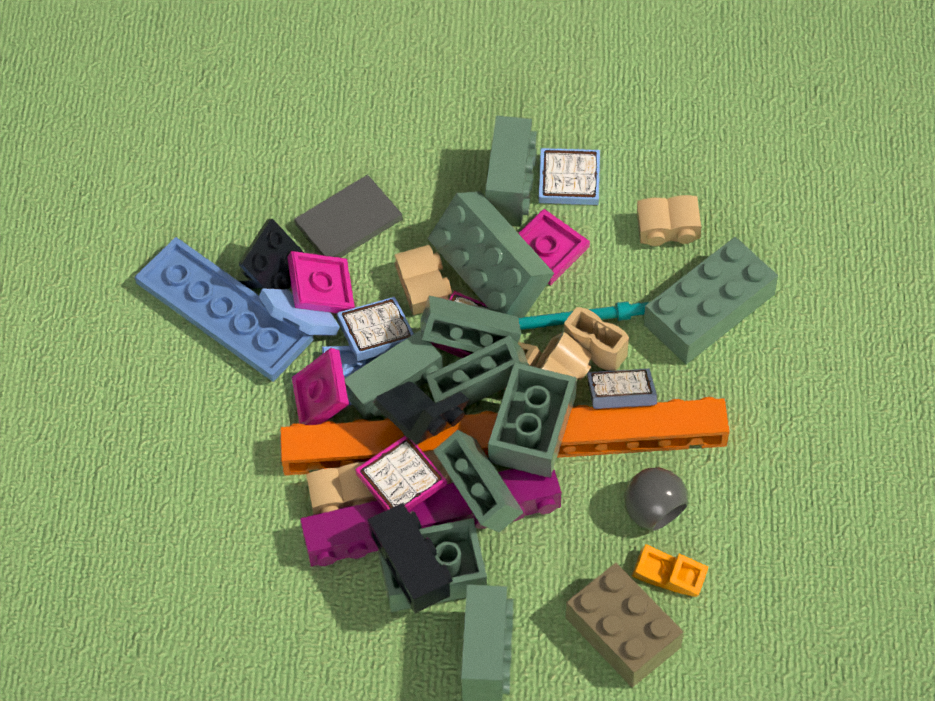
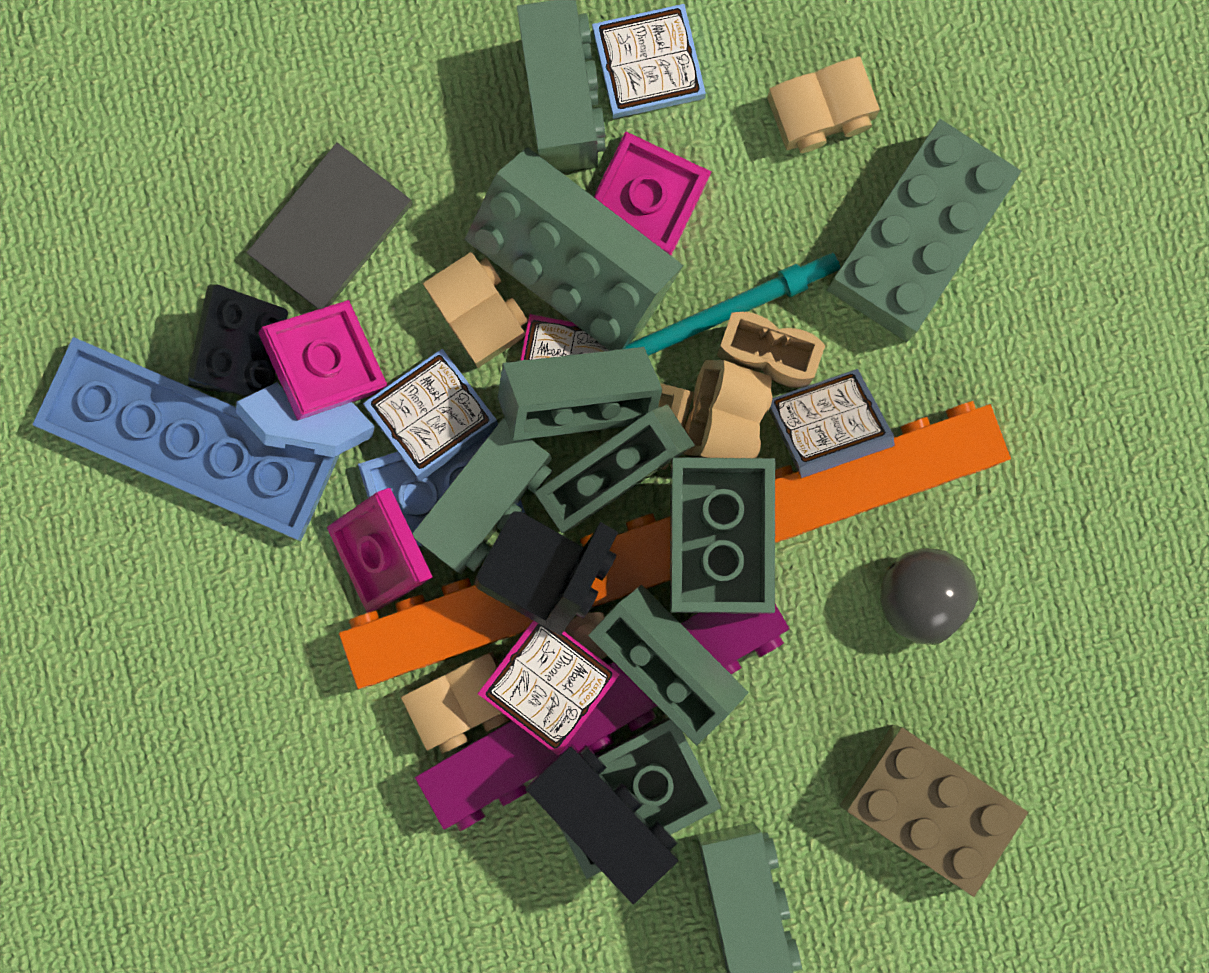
camera: 15 degrees left, 25 degrees up
(669, 572) = (972, 696): light orange slope -> none

